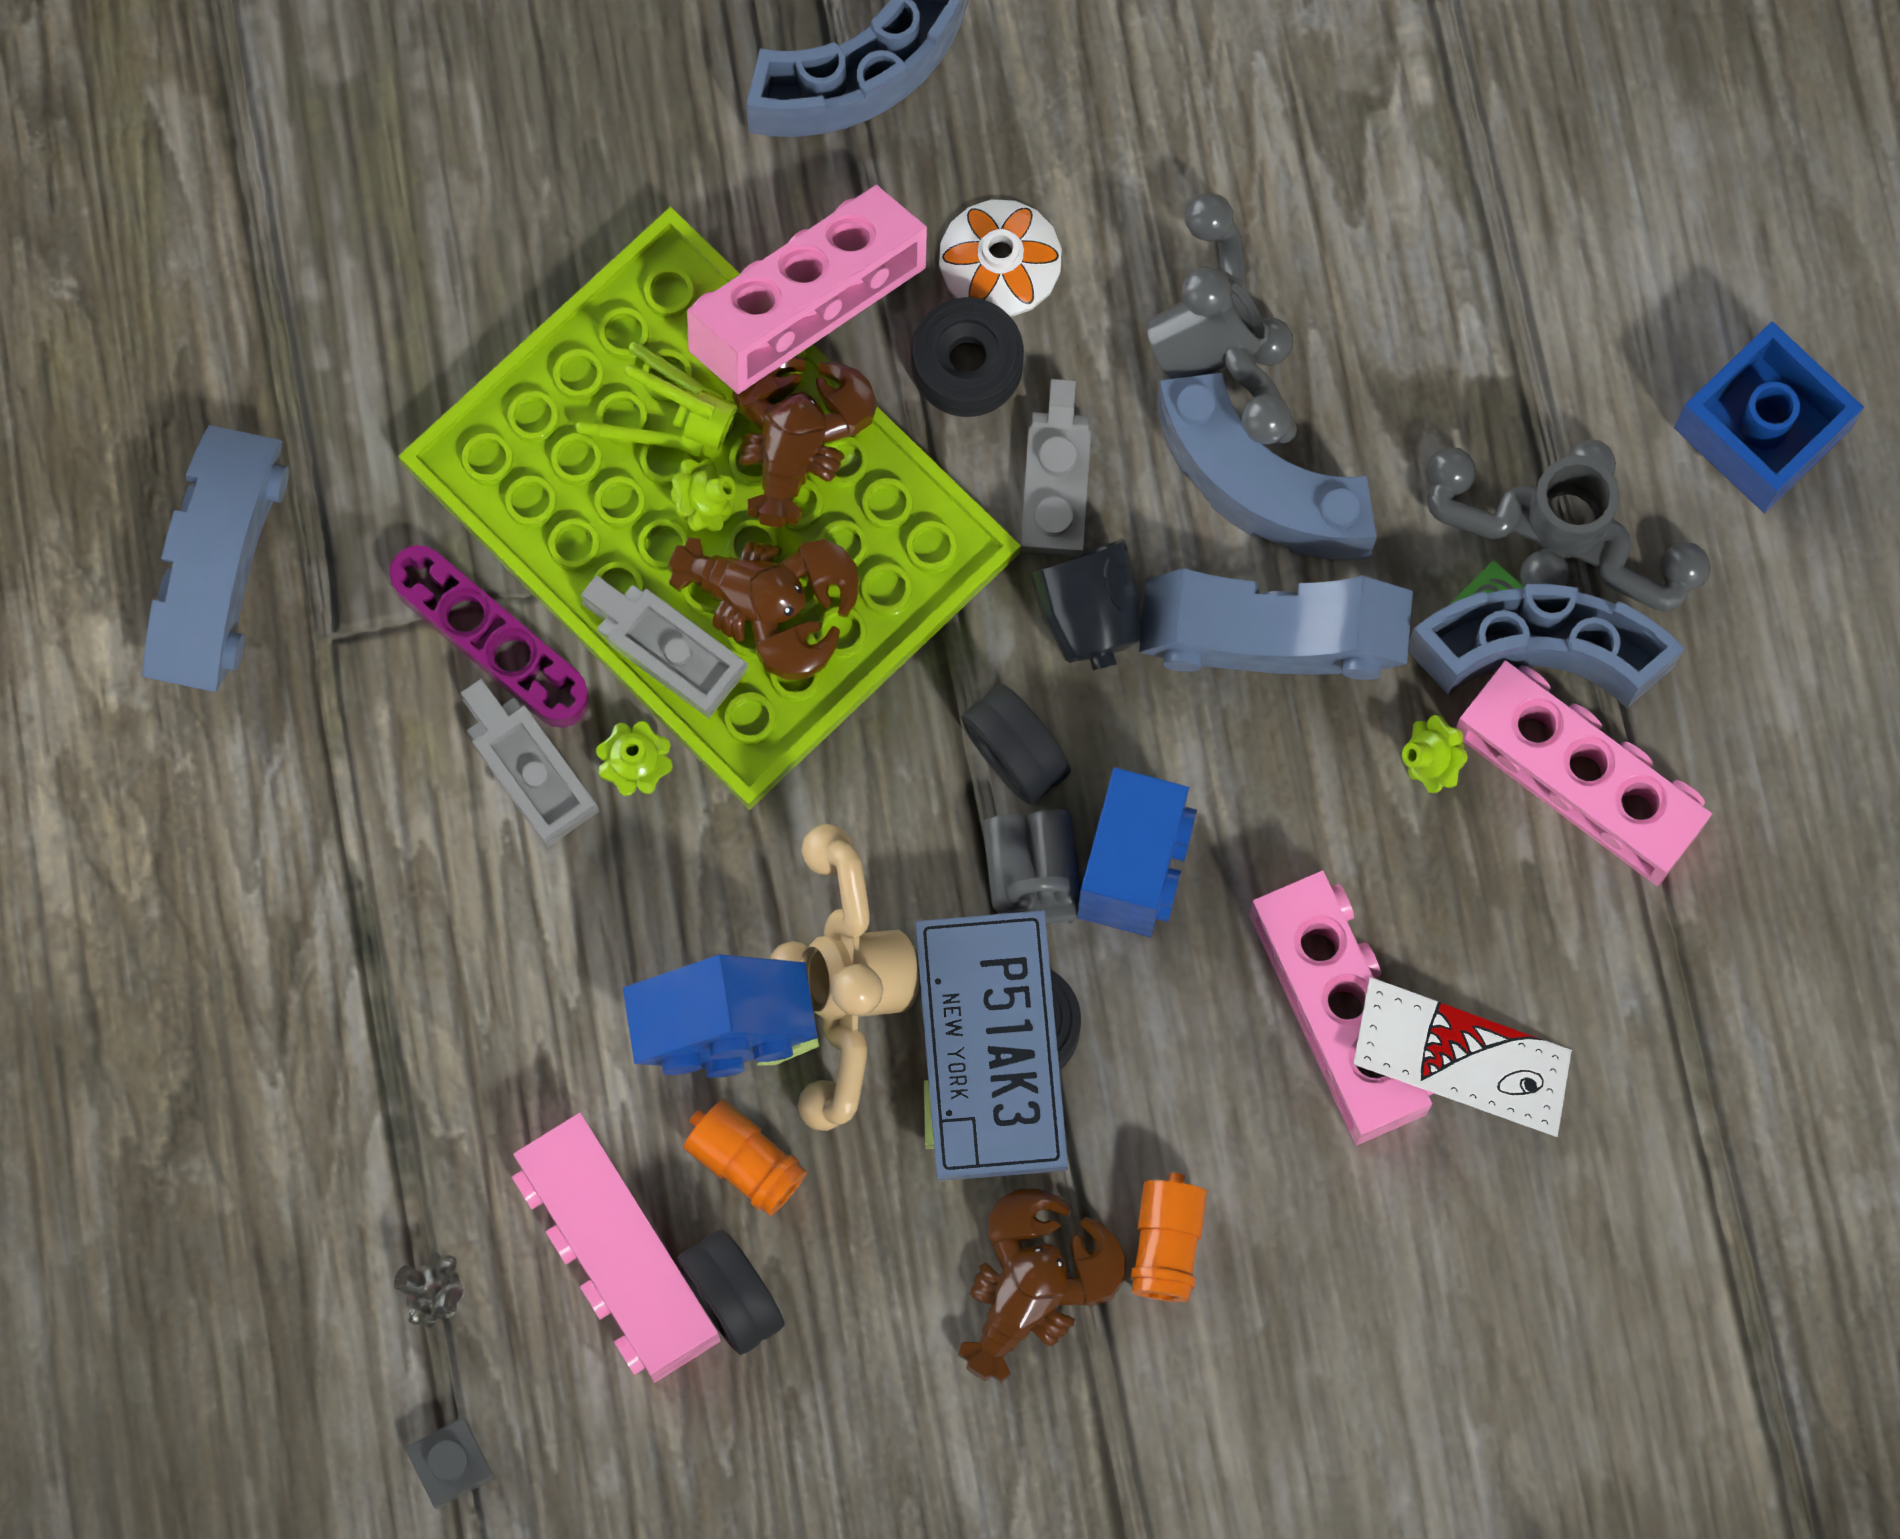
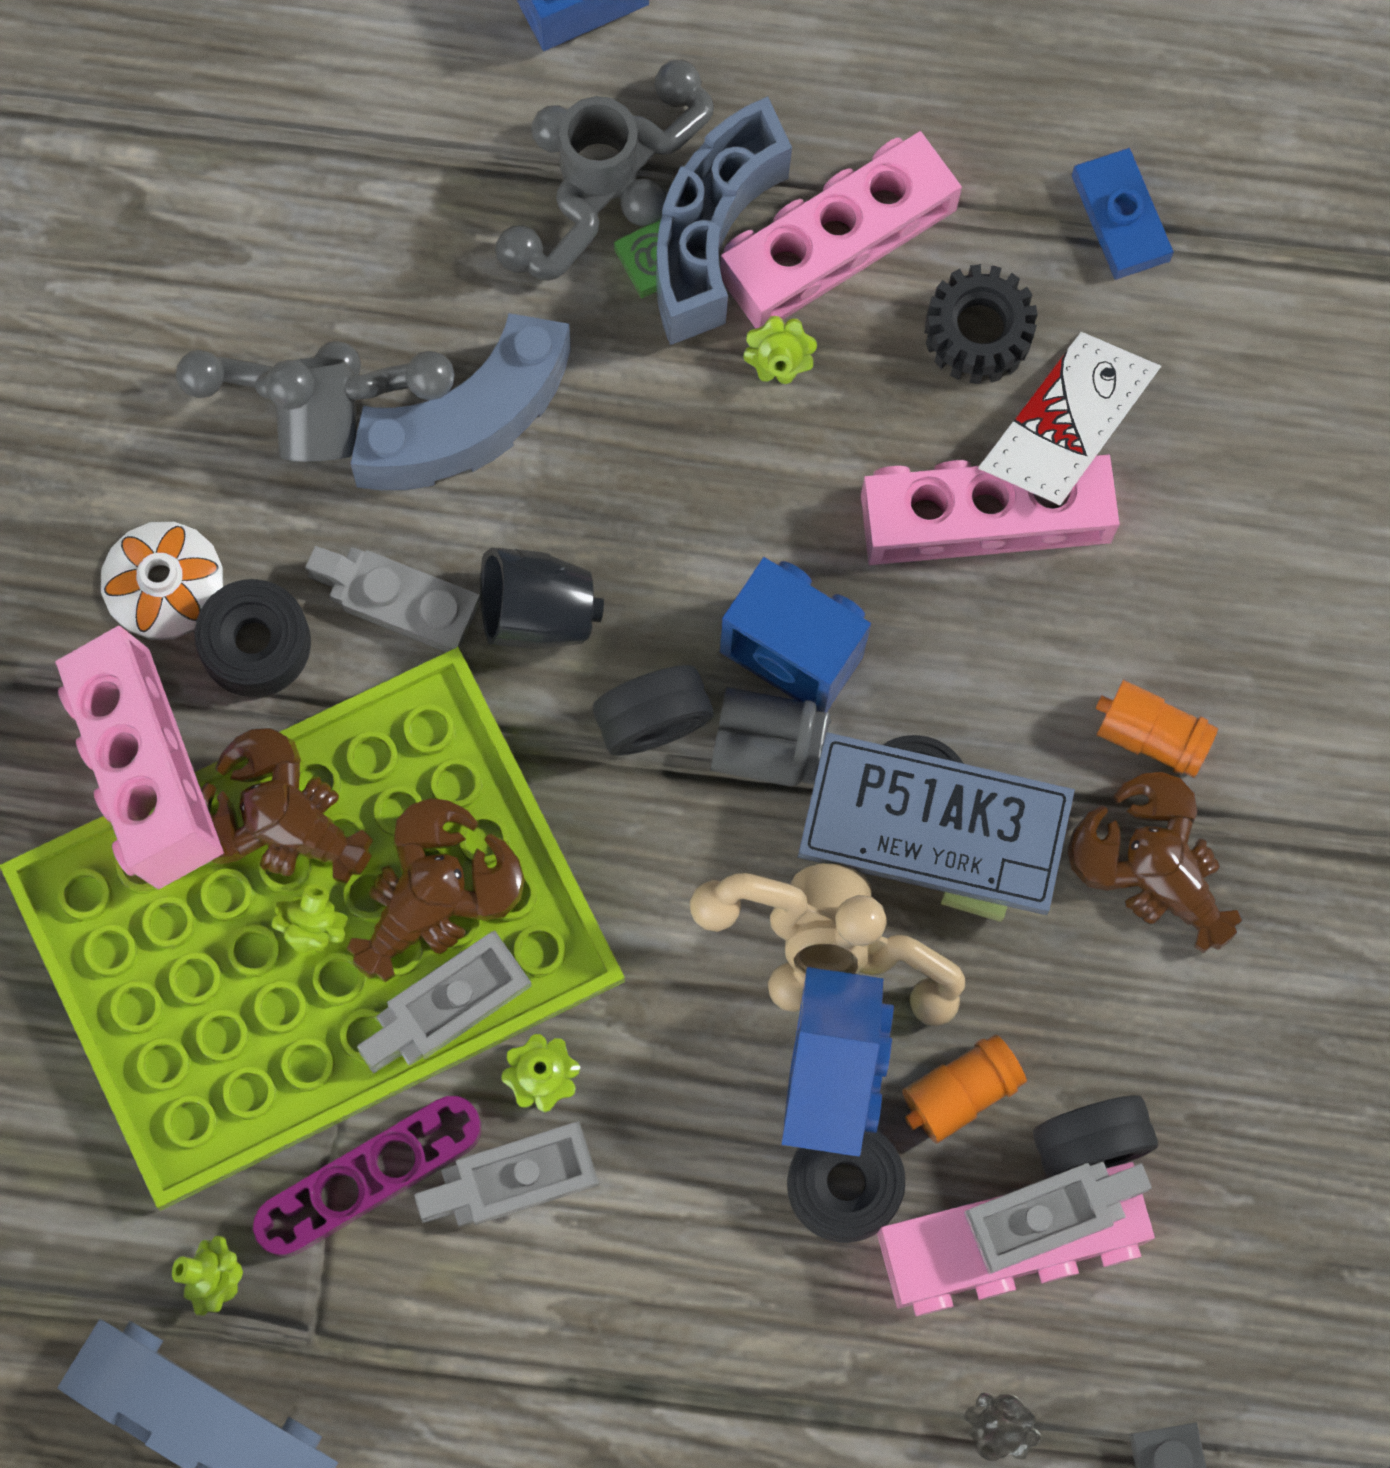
camera: 75 degrees left, 0 degrees up
(351, 524) = (209, 1276): none -> lime plant
(606, 1109) = (852, 1219): none -> black tyre
(638, 1264) = (1052, 1213): none -> light grey hinge
(701, 413) = (224, 896): lime plant -> none
(1322, 629) = (631, 408): sand blue brick -> none
(1545, 905) = (988, 291): none -> black tyre
(1713, 1052) = (1122, 213): none -> blue plate

